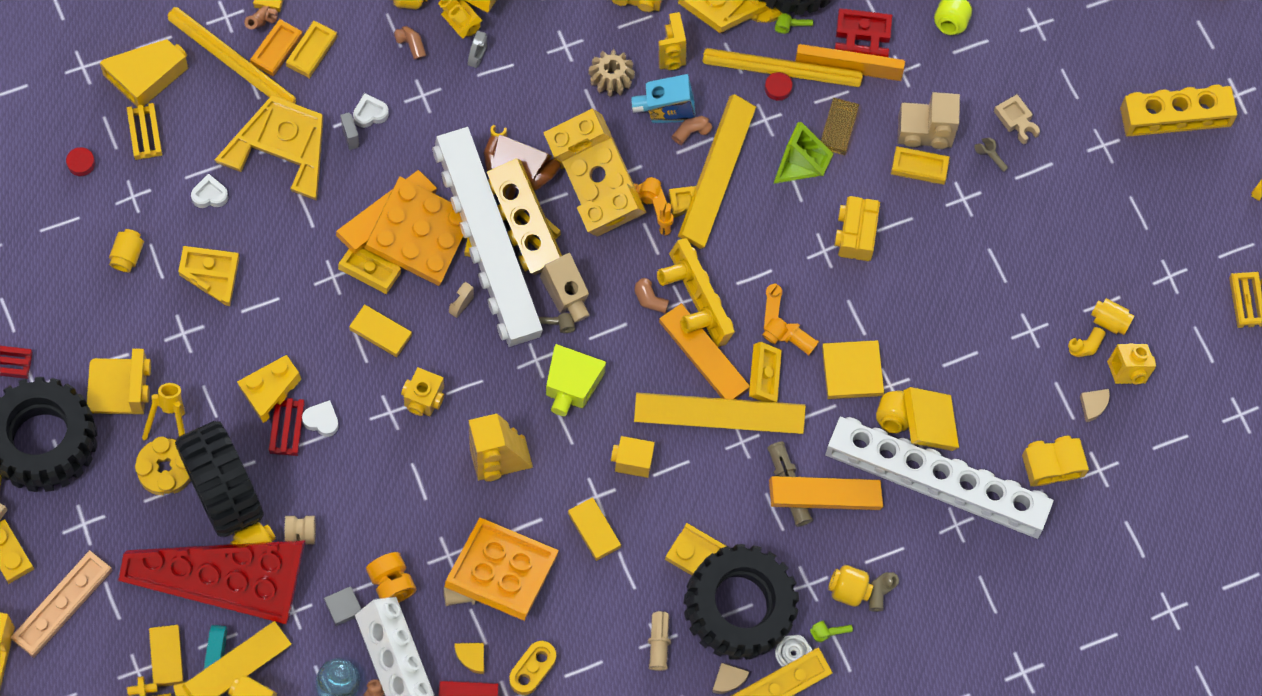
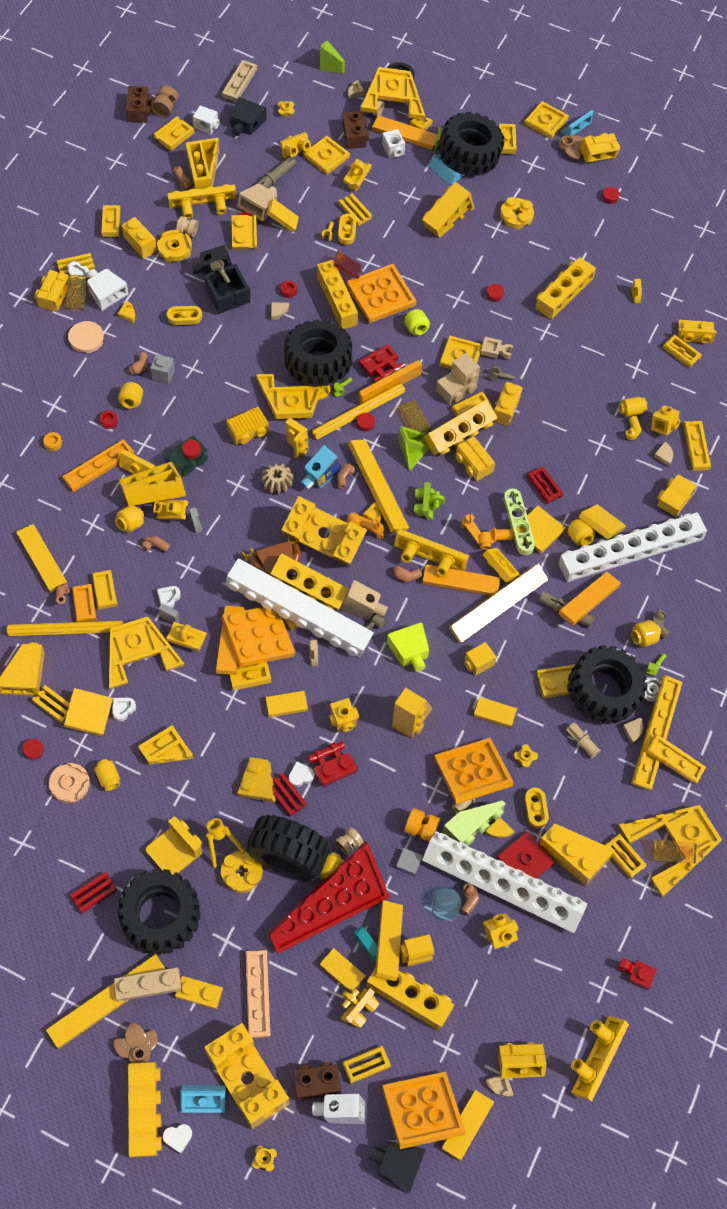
camera: 40 degrees left, 5 degrees down
(83, 227) = (69, 783): none -> light nougat tile
(168, 168) = (88, 712): none -> yellow tile
(343, 170) = (186, 636): none -> yellow hips
(361, 442) = (335, 769): none -> red plate
(441, 620) = (472, 821): none -> yellowish green slope
(572, 609) = (525, 761): none -> yellow plate
(756, 235) = (431, 501): none -> lime hips
(831, 339) = (519, 521): none -> yellowish green beam
(908, 346) = (552, 497): none -> red tile
(920, 178) = (484, 415): none -> yellow brick
(961, 194) = (507, 403): none -> yellow brick
(976, 91) = (457, 347): none -> yellow tile
(1088, 51) = (495, 292): none -> red tile
(1145, 425) = (697, 445): none -> yellow tile

